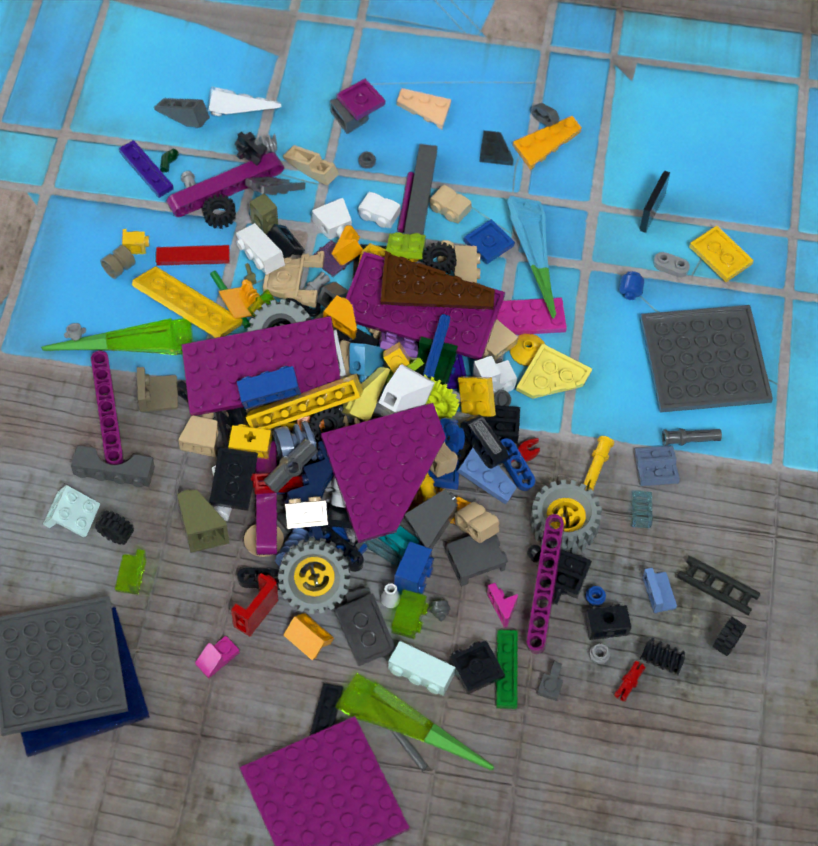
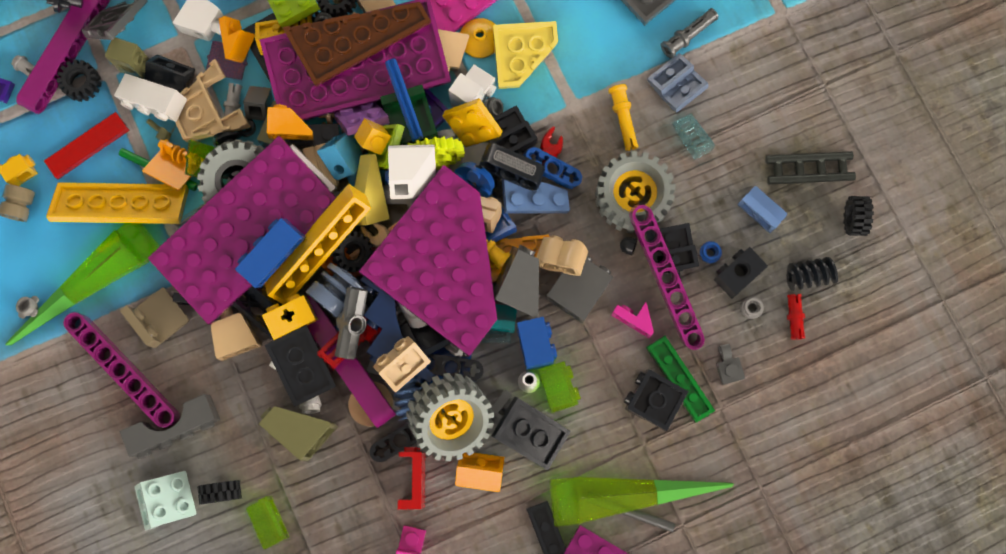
camera: 30 degrees left, 20 degrees up
(421, 668) = (606, 435): light aqua brick -> none
(440, 609) = (581, 361): dark grey plate -> none

